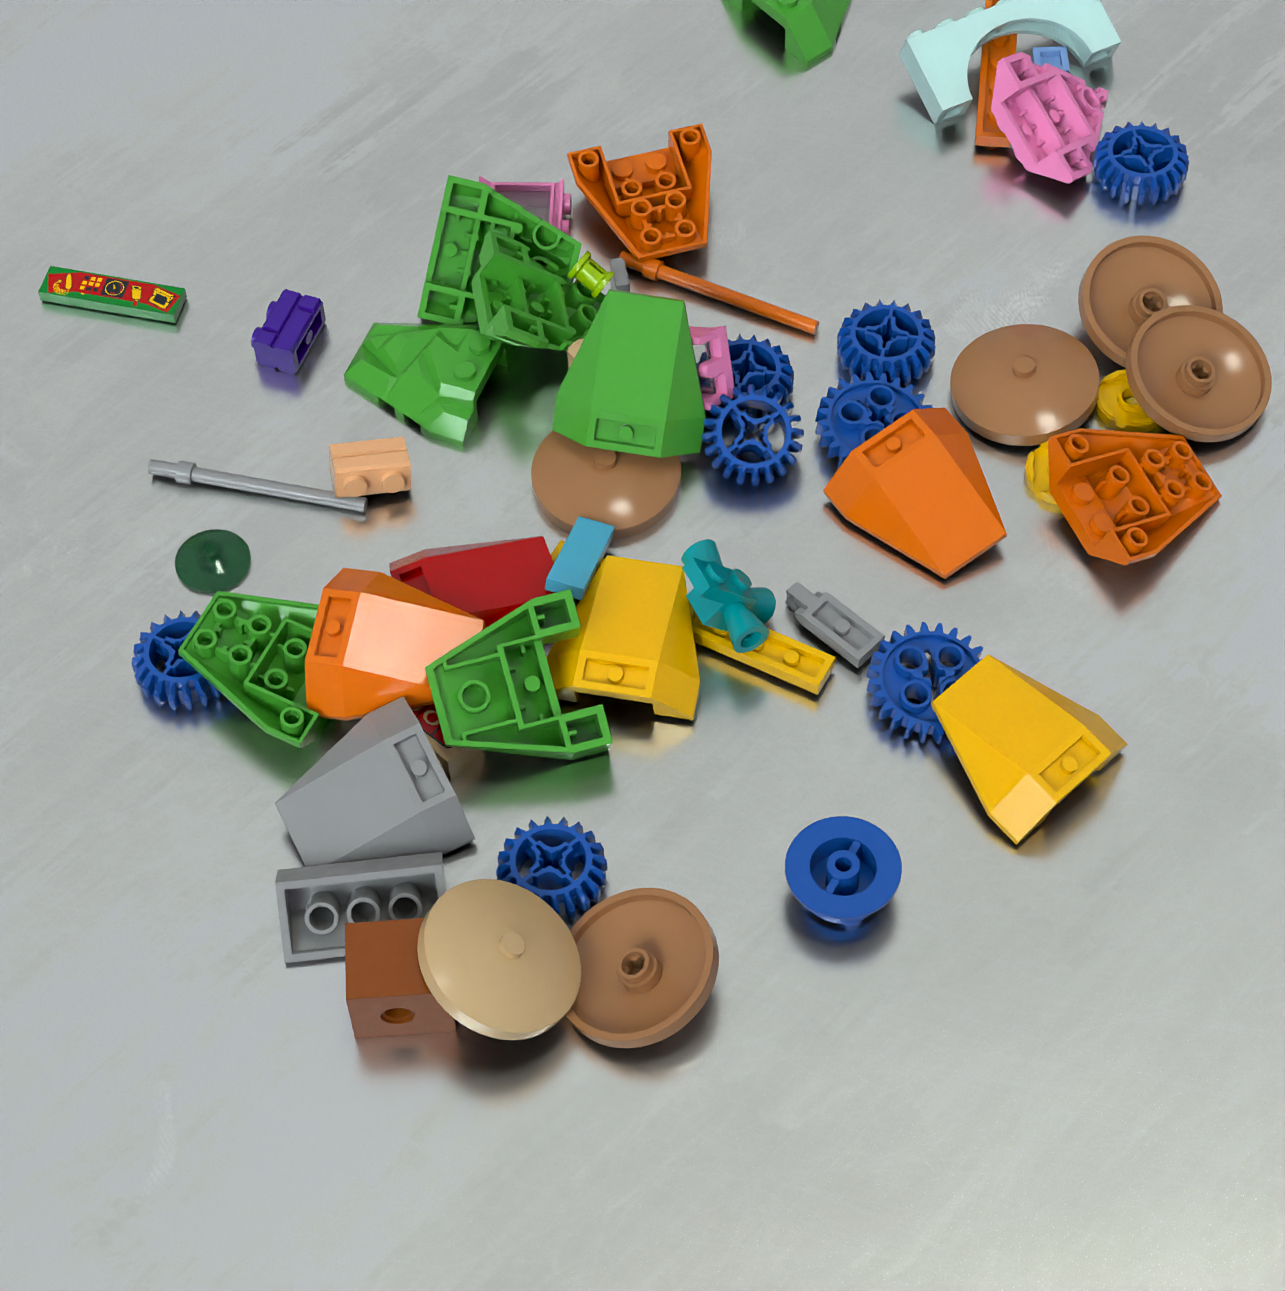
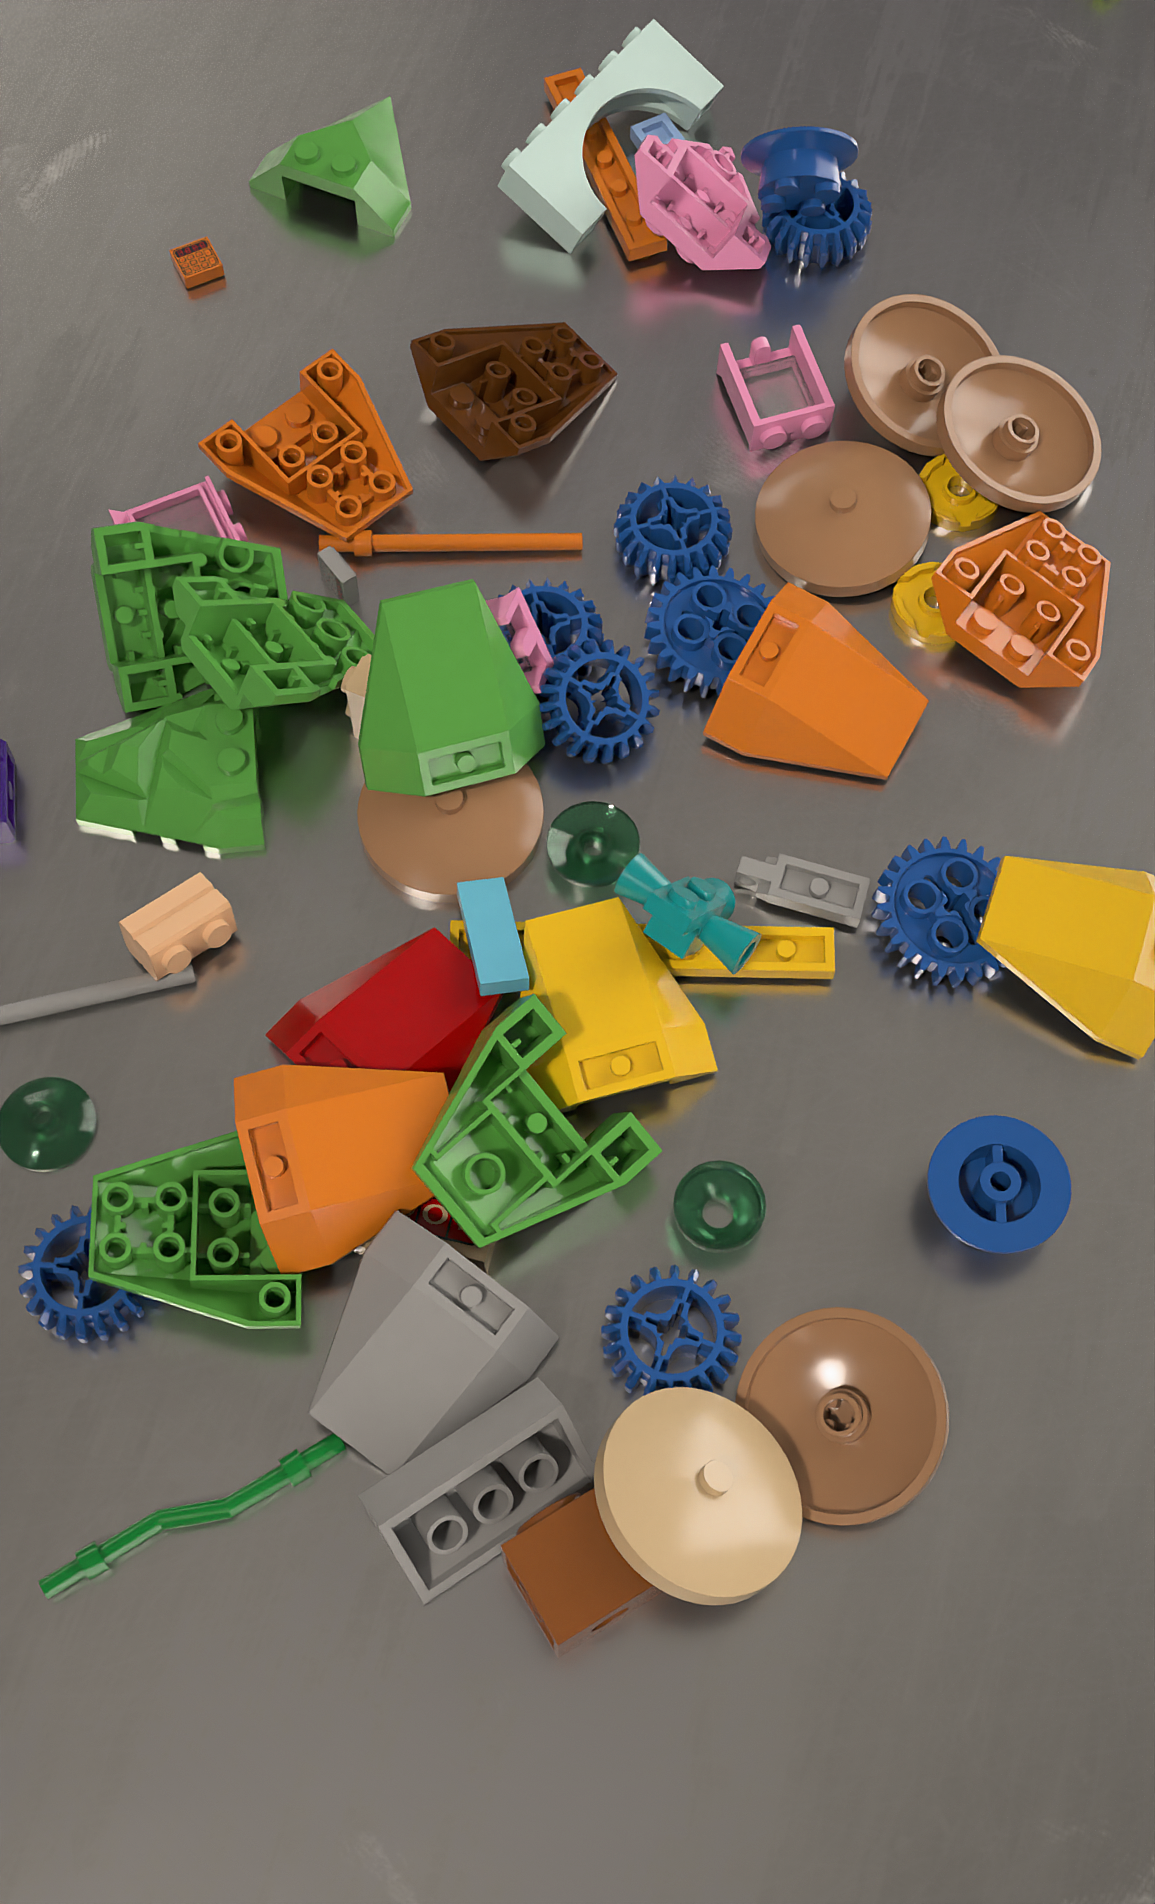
camera: 30 degrees left, 10 degrees up
(89, 836) = (94, 1558): none -> green bar
(590, 274) = (309, 581): lime bush -> none
(635, 787) = (725, 1184): none -> clear green piece
(648, 33) = (197, 262): none -> orange tile
(692, 520) = (590, 826): none -> clear green dish
(827, 196) = (508, 383): none -> reddish brown wedge
(1027, 278) = (777, 392): none -> bright pink window
(1127, 116) = (799, 167): none -> blue piece

